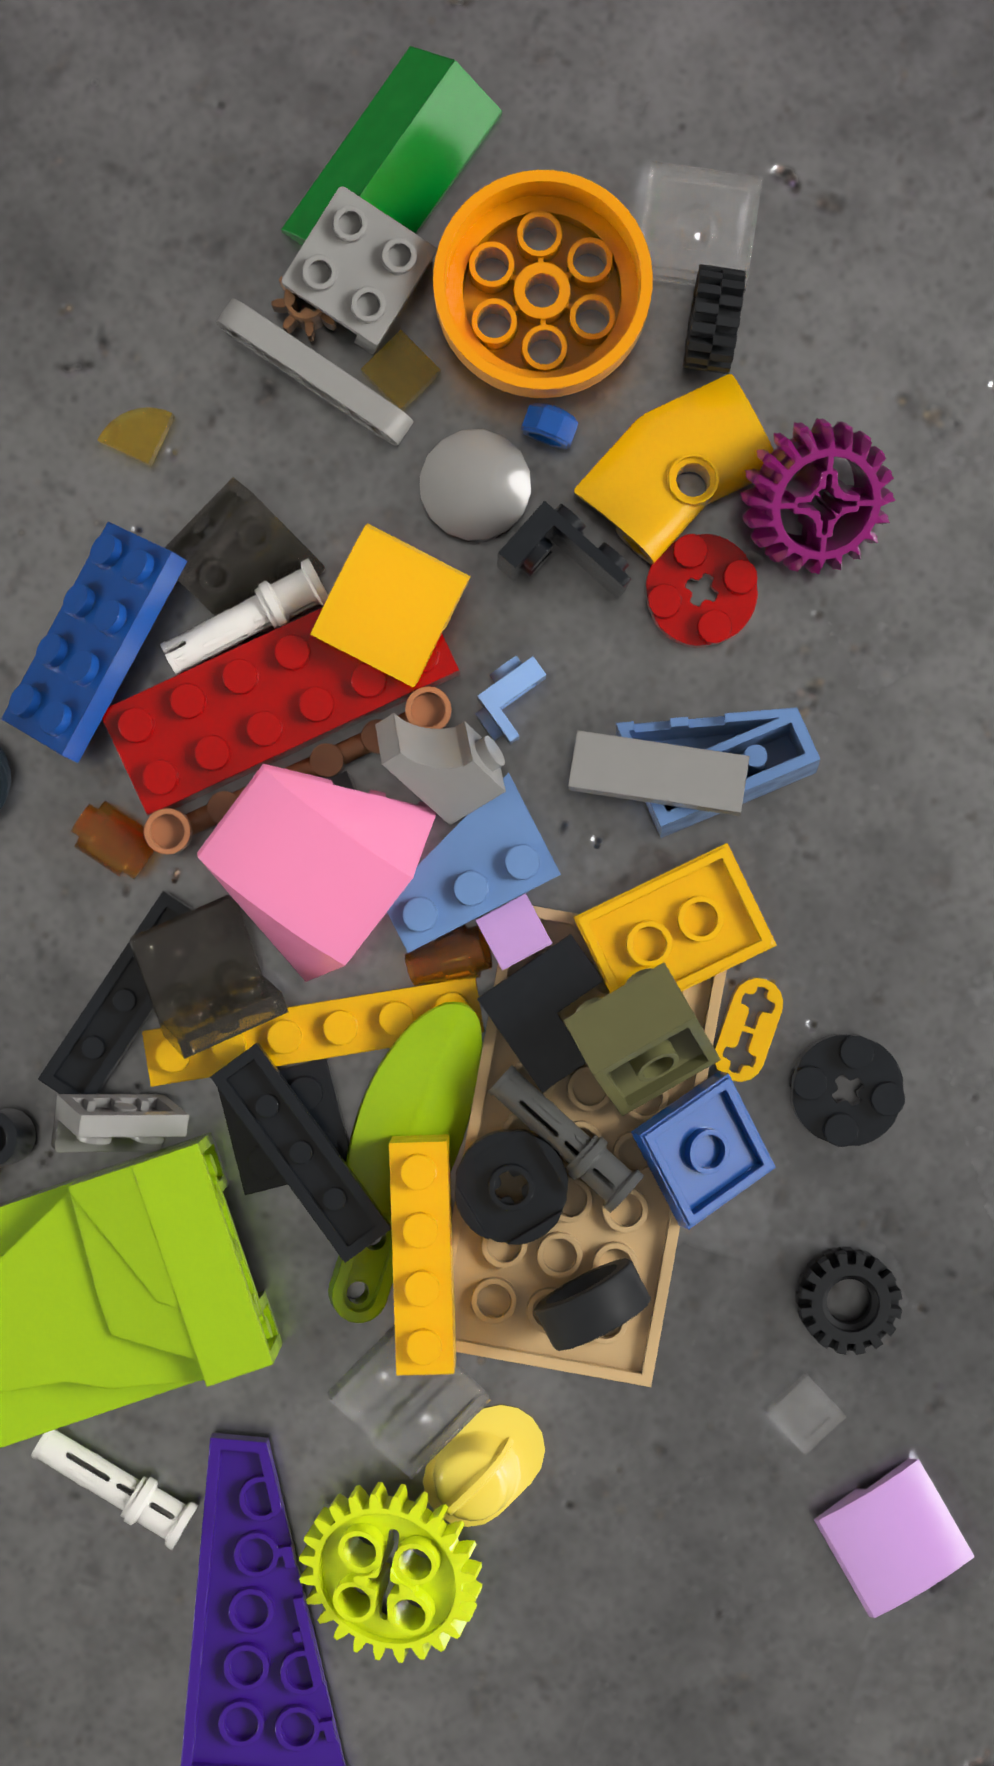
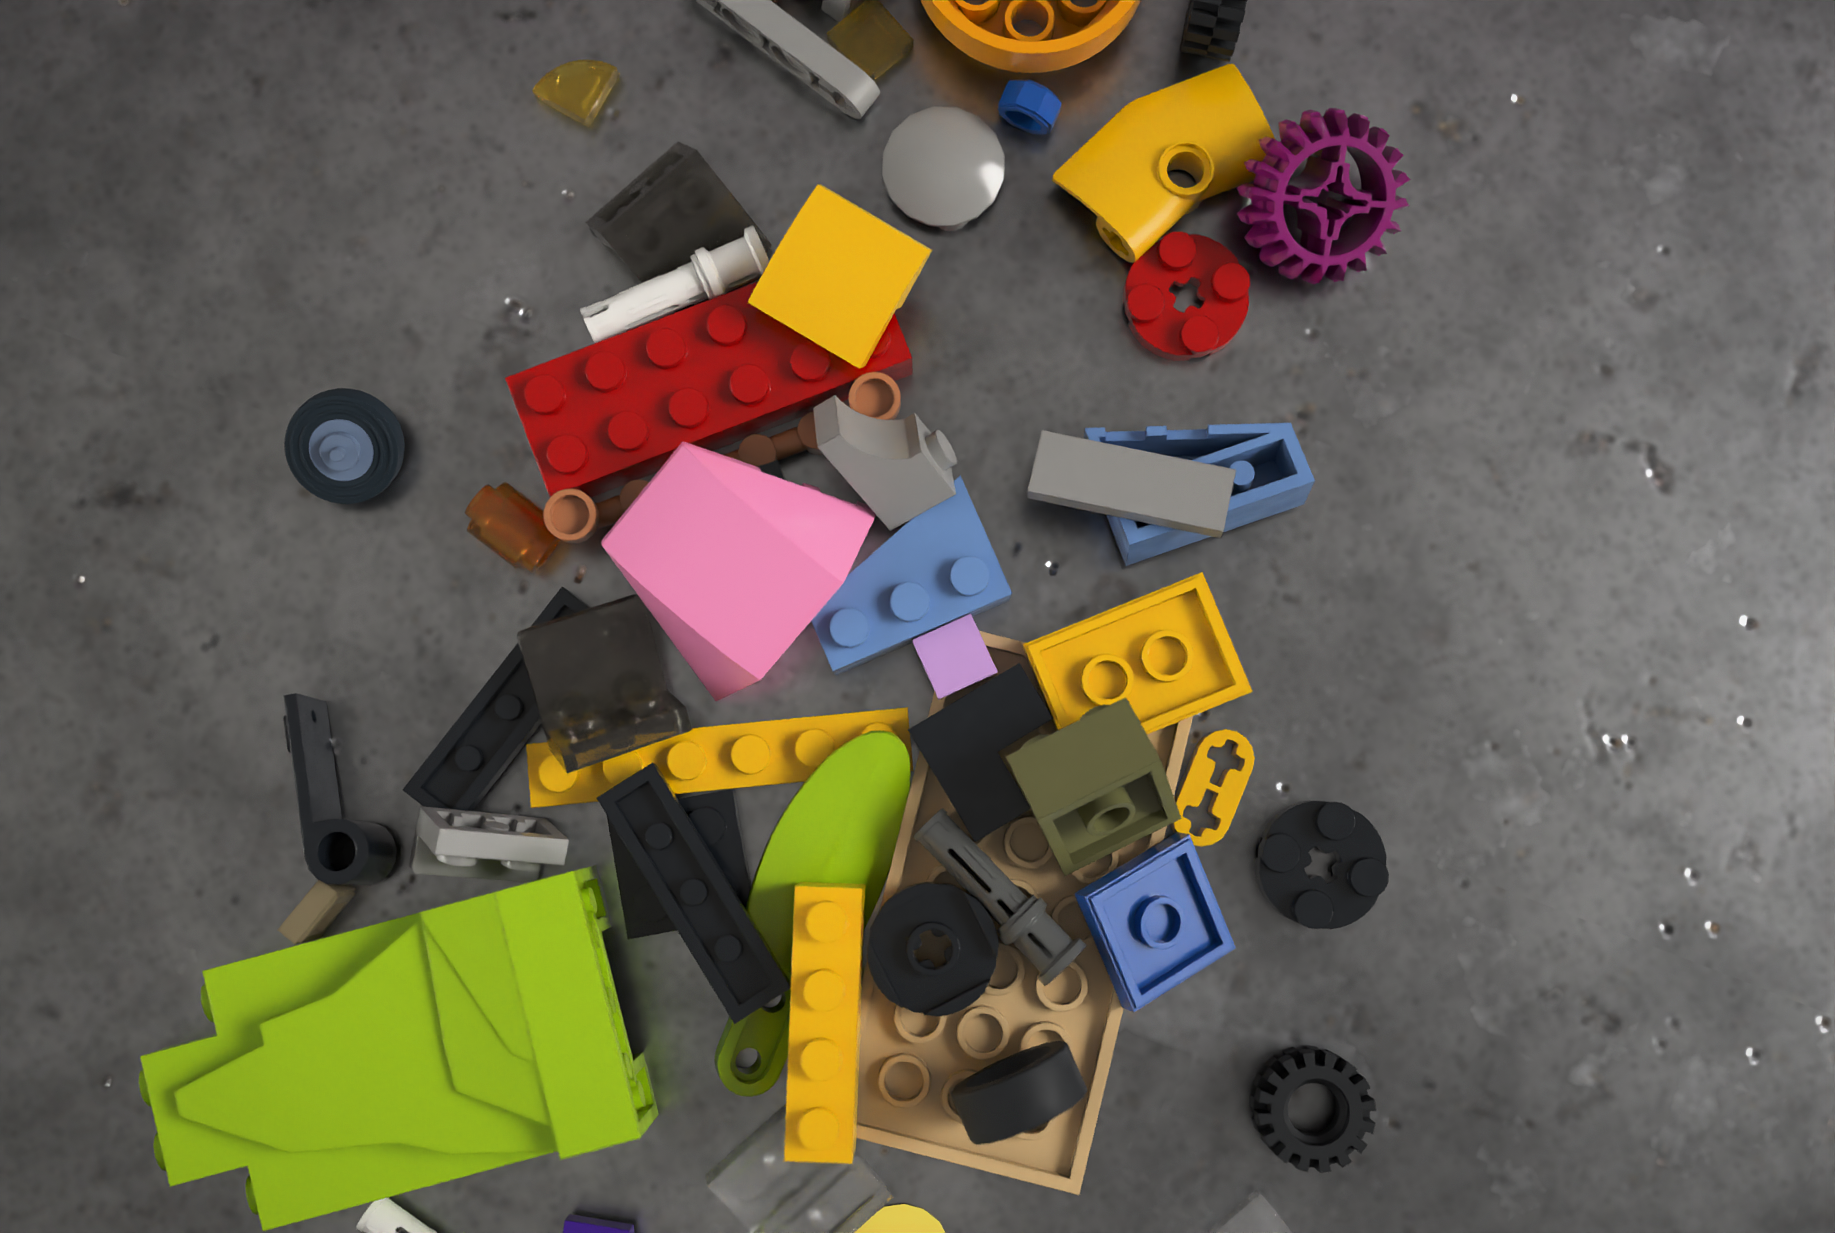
camera: 10 degrees right, 5 degrees down
(93, 641) = (507, 302): blue plate -> none
(450, 957) = (880, 683): clear orange cone -> none
(511, 682) = (968, 383): light blue bracket -> none
(532, 547) = (1037, 213): black bracket -> none

